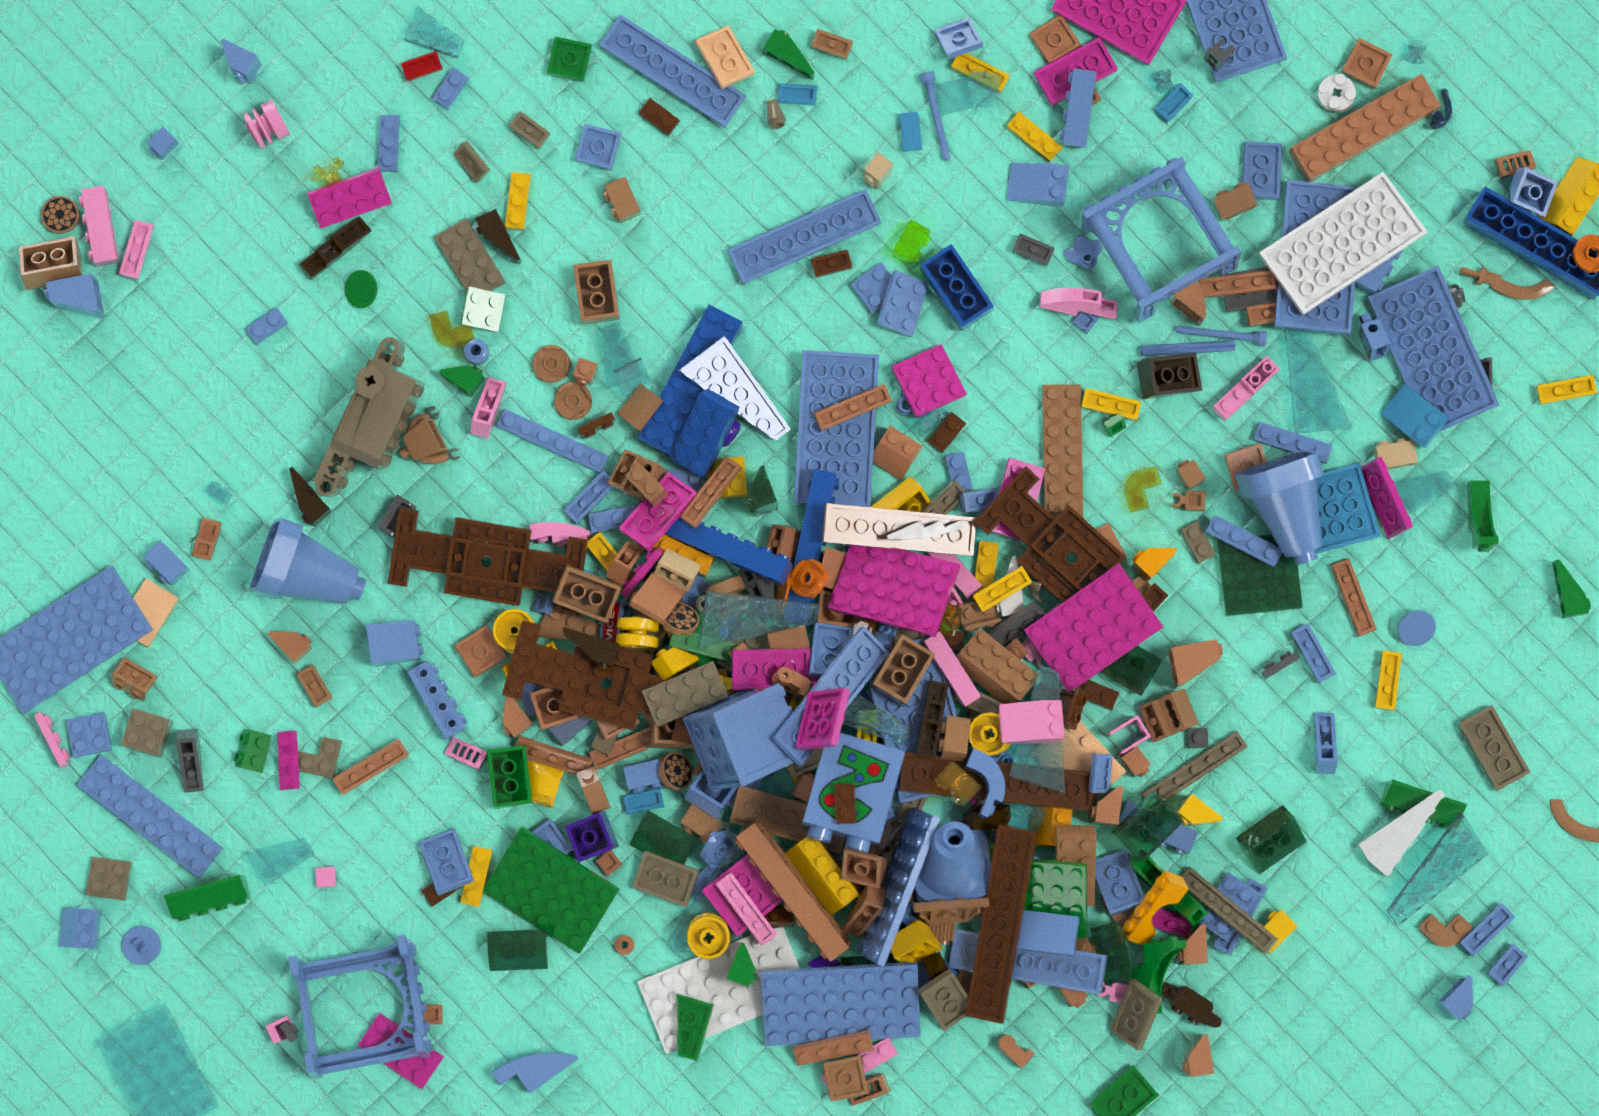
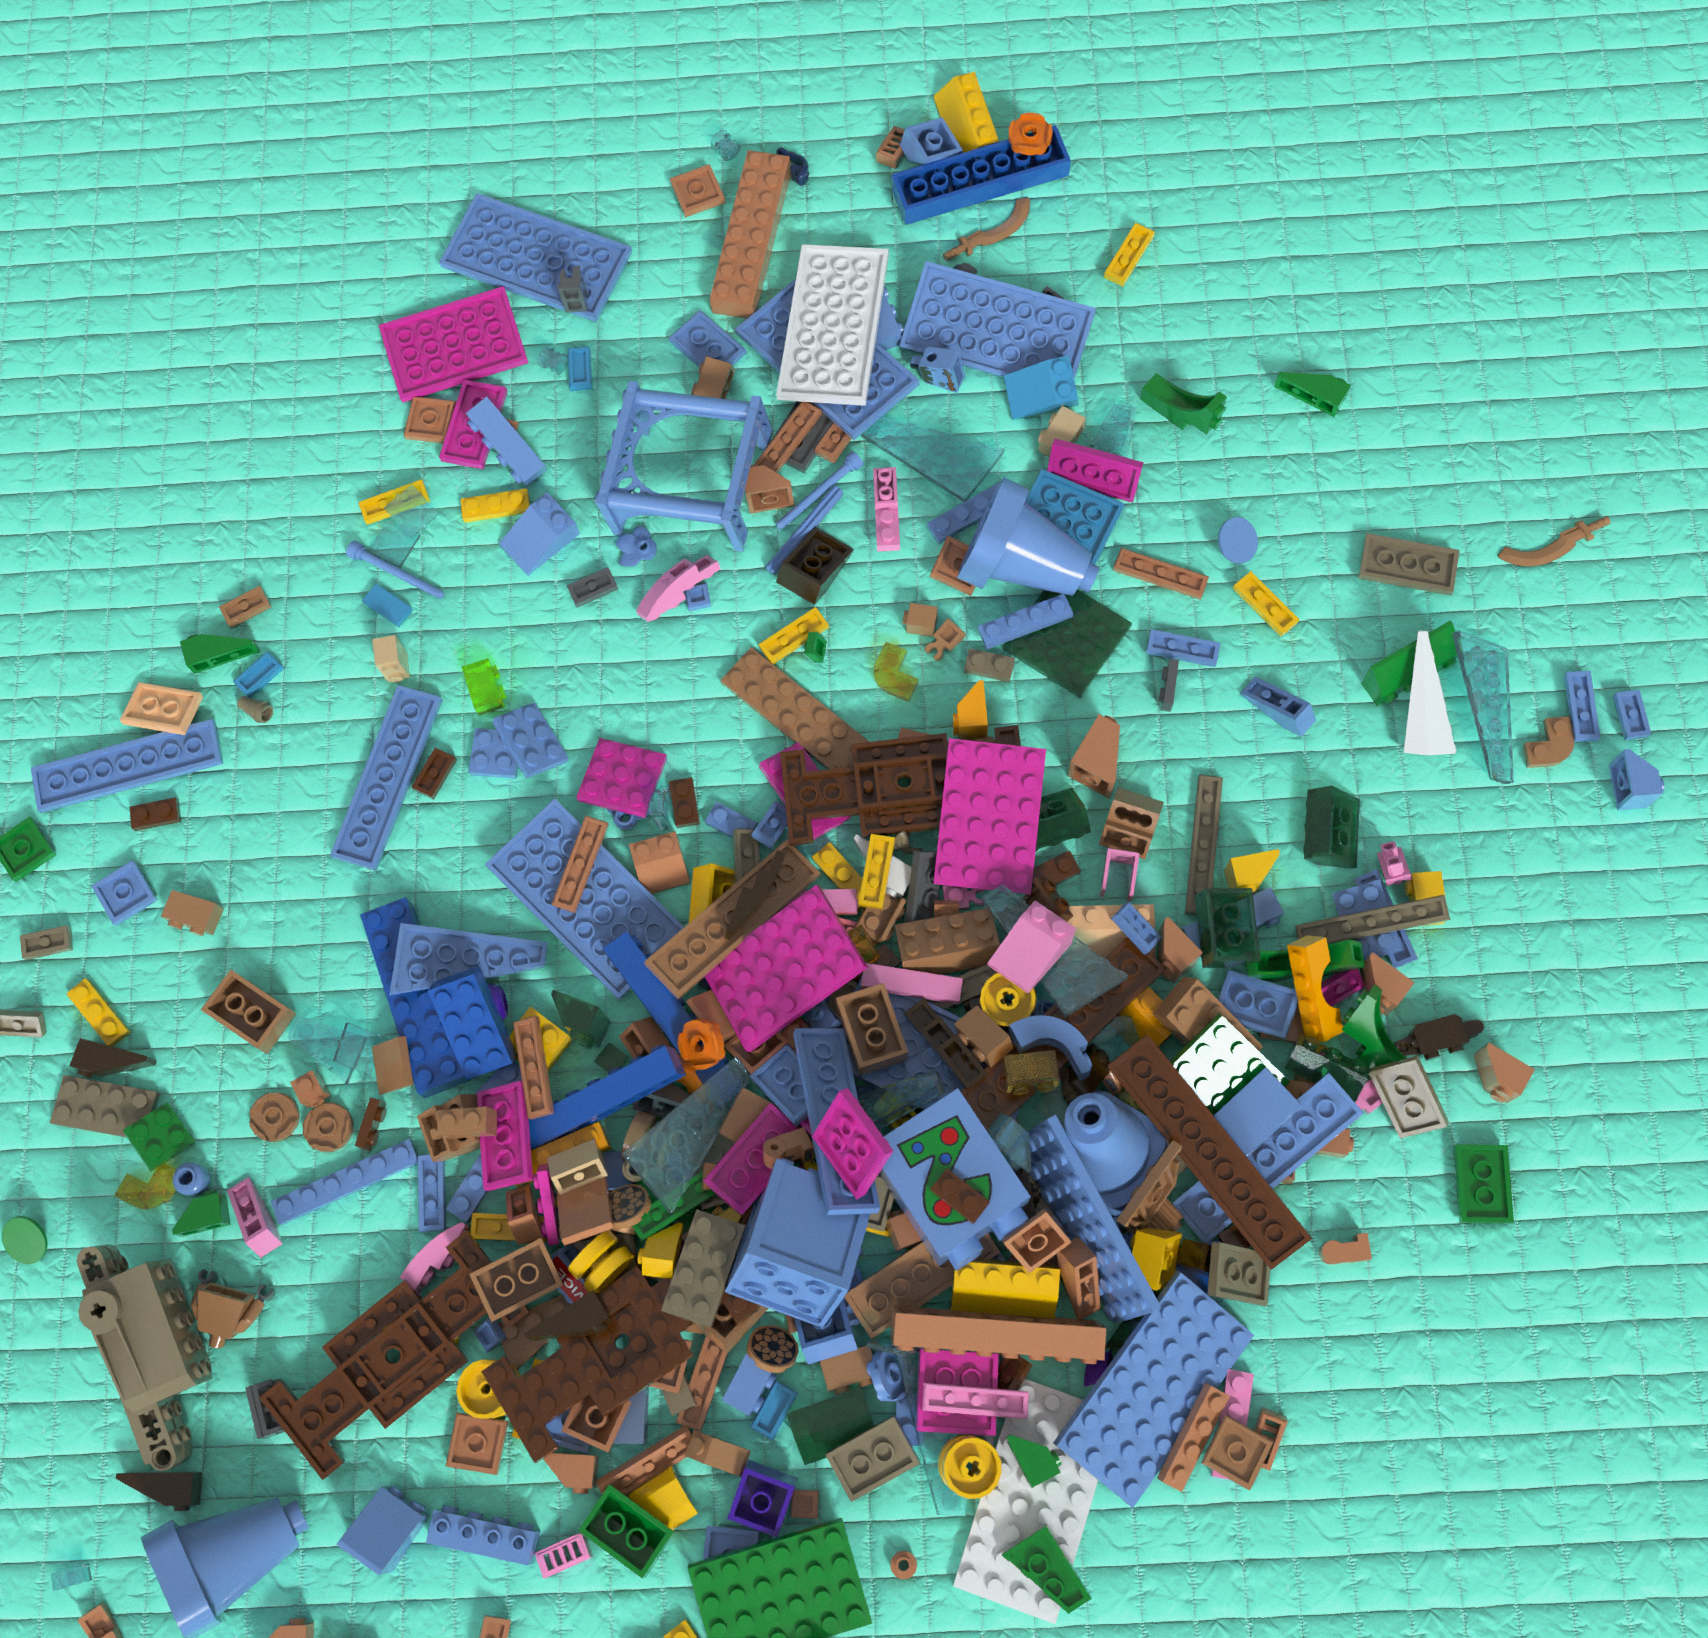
camera: 40 degrees left, 10 degrees down
(755, 530) = (611, 1058): none -> clear green tile
(907, 806) = (1012, 1142): none -> clear light blue slope
(956, 287) = (561, 679): blue brick -> none
(958, 38) = (347, 494): medium blue plate -> none
(1136, 762) = (1151, 890): nougat brick -> none
(1198, 738) = (1175, 816): dark grey plate -> none
(1278, 894) = (1393, 864): none -> bright pink hips
(1334, 103) = (699, 223): white plate -> none

